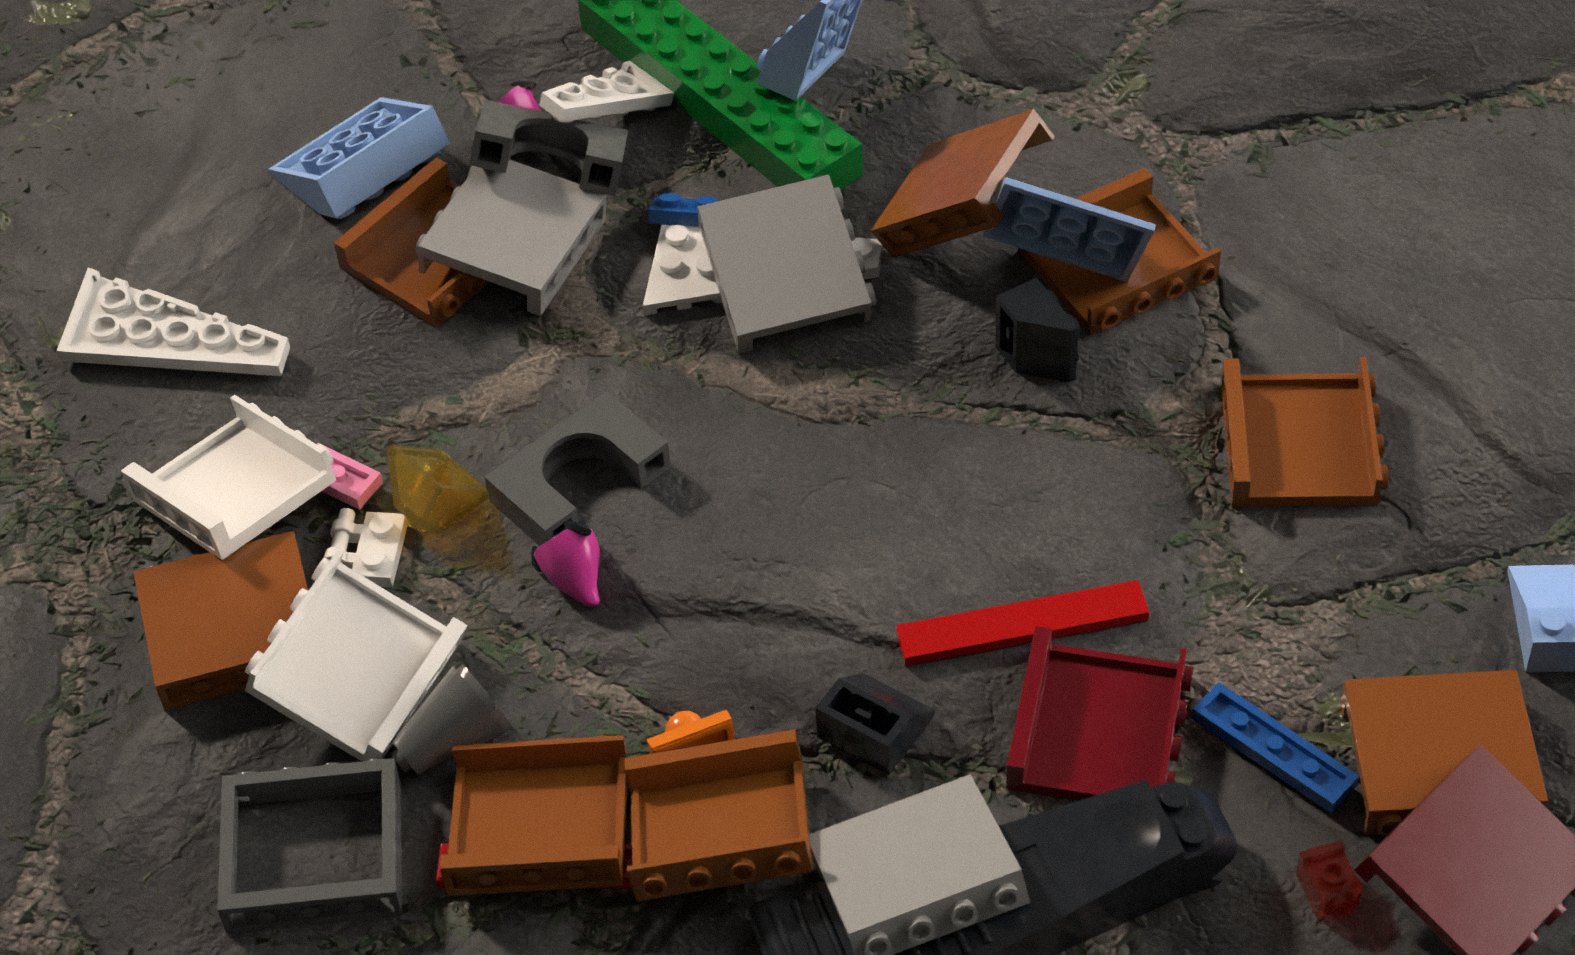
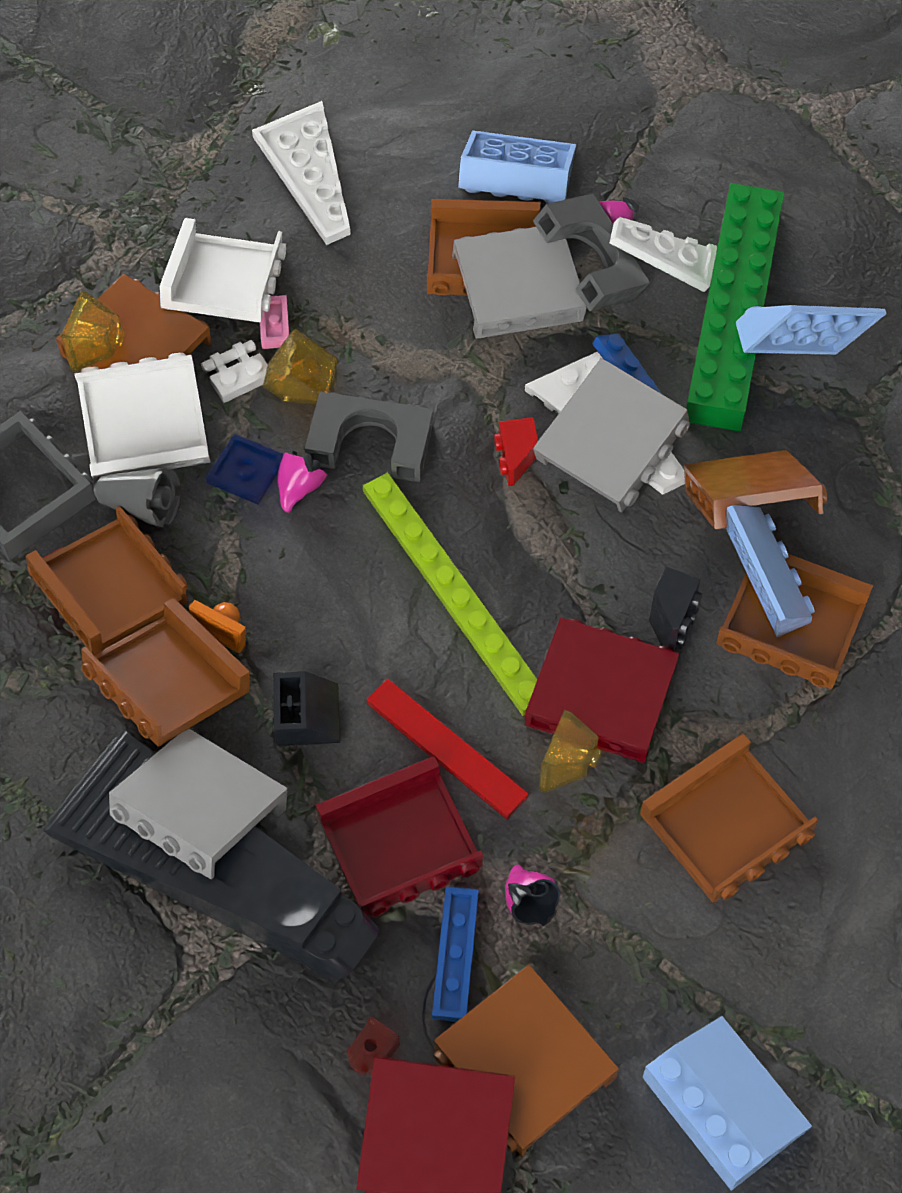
camera: 50 degrees right, 10 degrees up
(202, 632) = (91, 333): none -> clear yellow slope
(508, 608) = (245, 469): none -> clear blue plate
(715, 354) = (516, 444): none -> red slope
(836, 511) = (452, 590): none -> lime plate
(1073, 447) = (605, 682): none -> dark red panel
(1122, 514) = (569, 754): none -> clear yellow slope
(1260, 639) = (531, 896): none -> black hat

